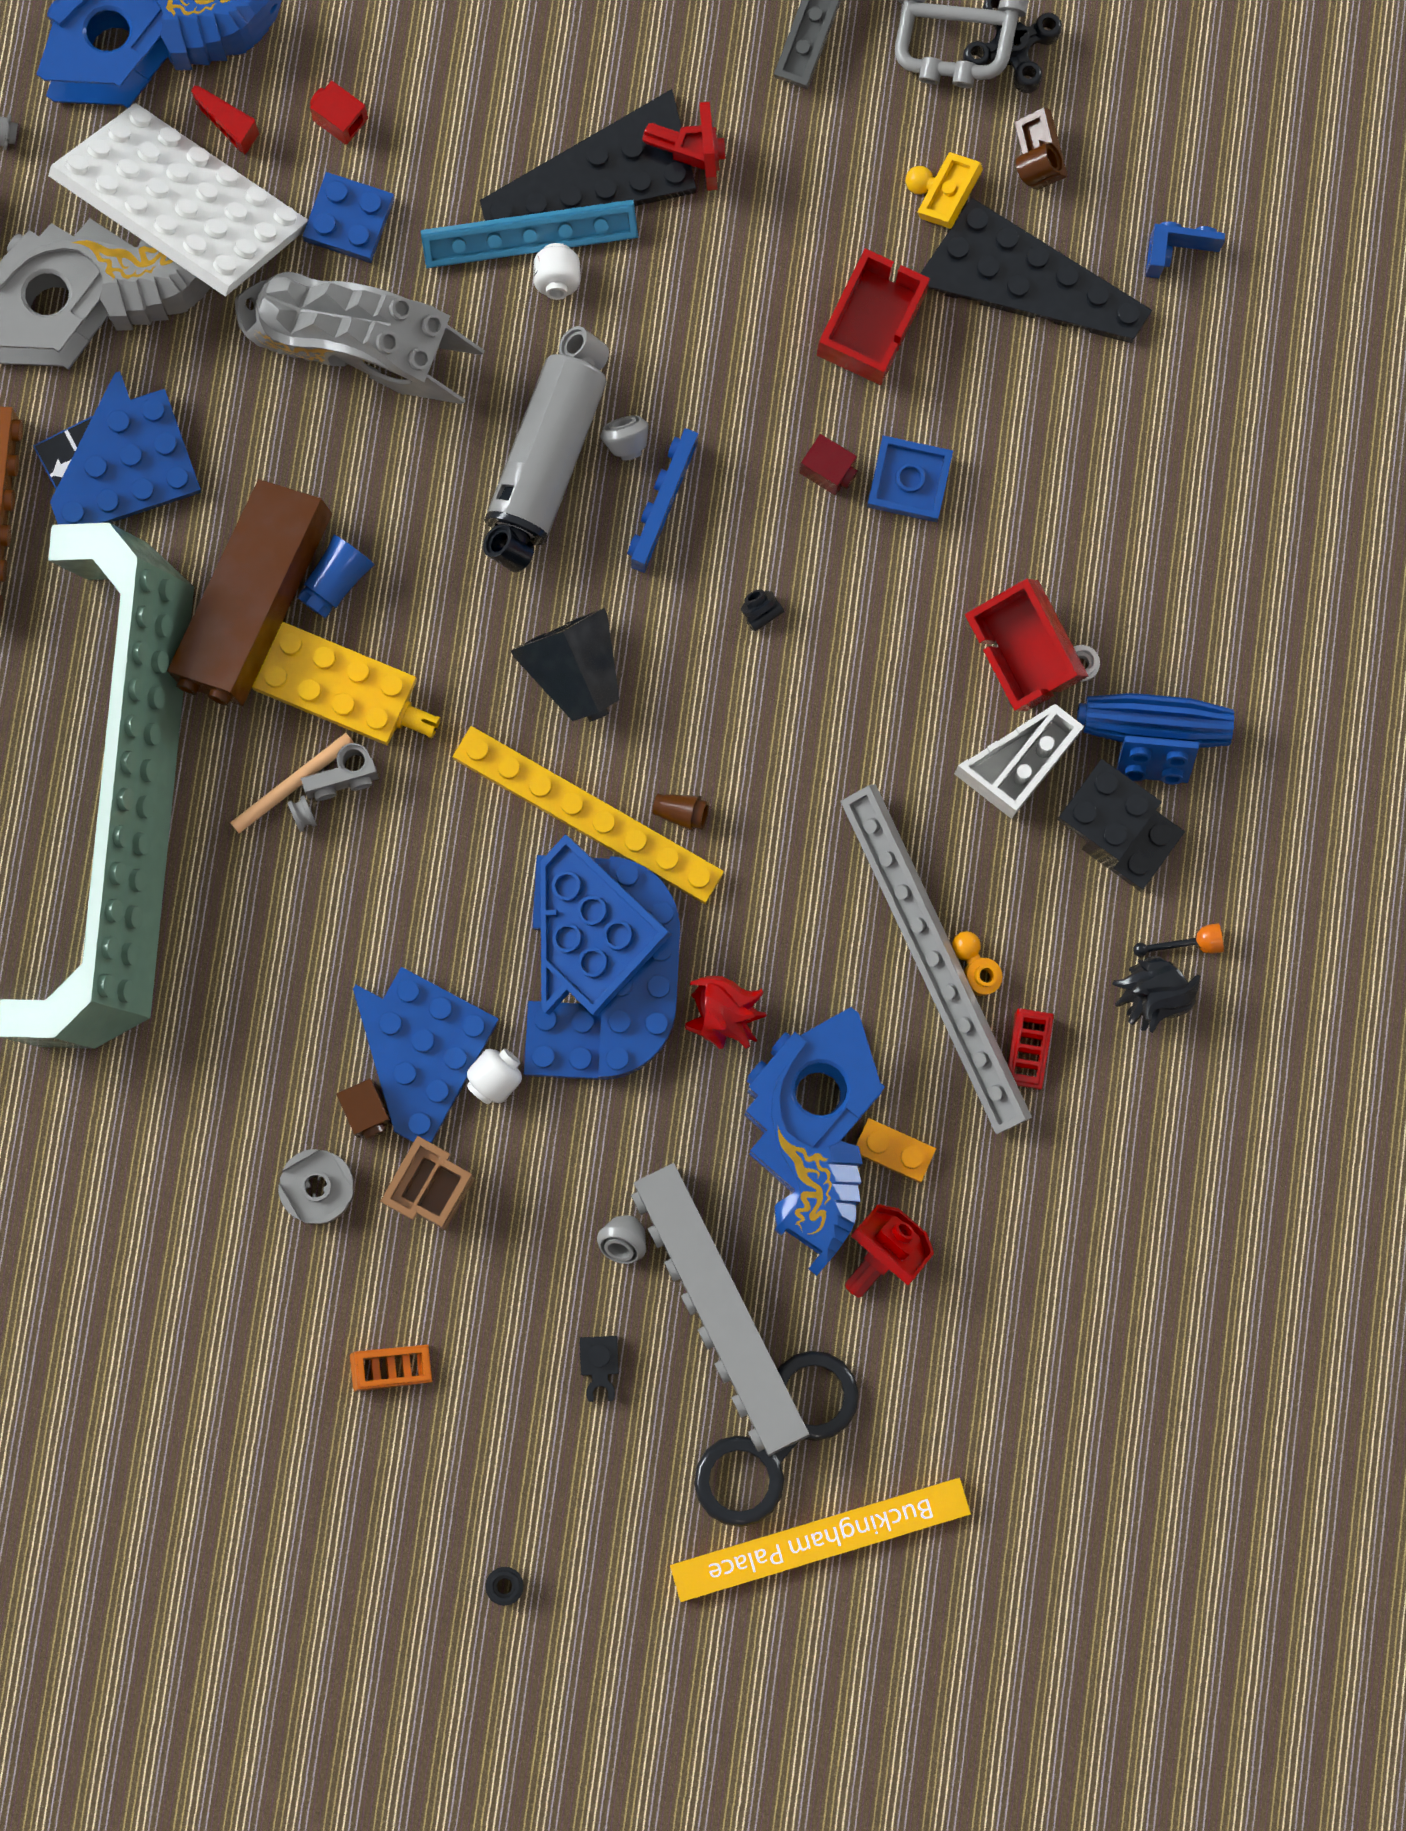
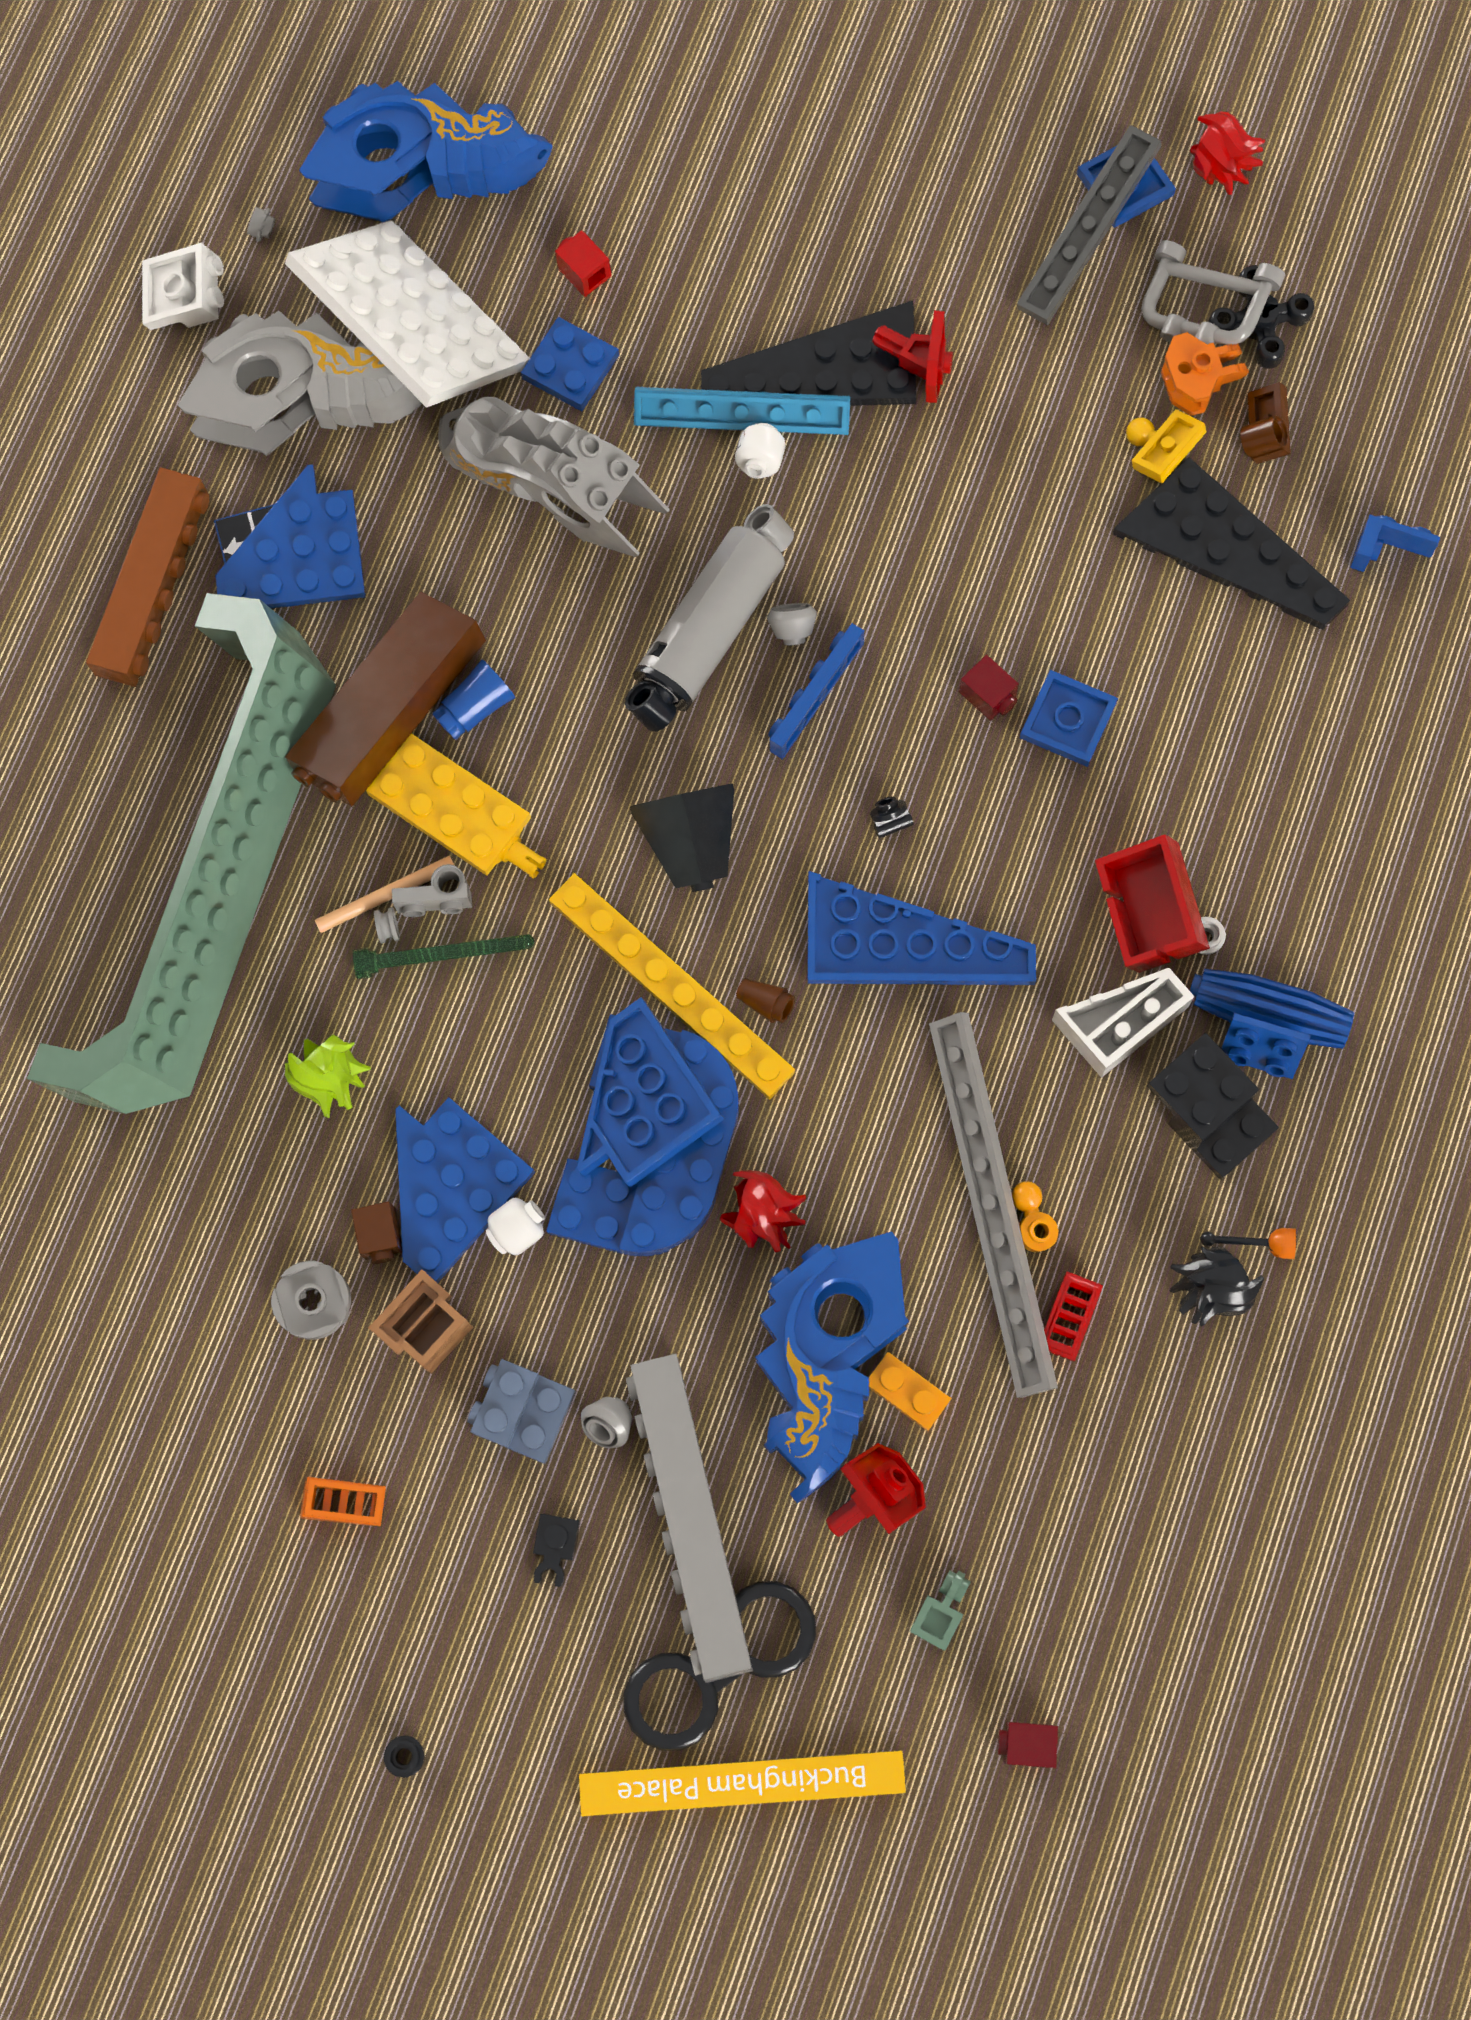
camera: 25 degrees right, 5 degrees down
(233, 123) = (478, 253): red slope -> none
(278, 968) = (325, 1073): none -> lime hair
(294, 852) = (370, 962): none -> clear green piece
(539, 1246) = (521, 1410): none -> sand blue plate
(788, 730) = (889, 941): none -> blue wing
(872, 317) = (1064, 552): red piece -> none
(960, 111) = (1195, 371): none -> orange hinge
(966, 1353) = (936, 1619): none -> sand green plate
(1072, 1446) = (1028, 1744): none -> dark red brick

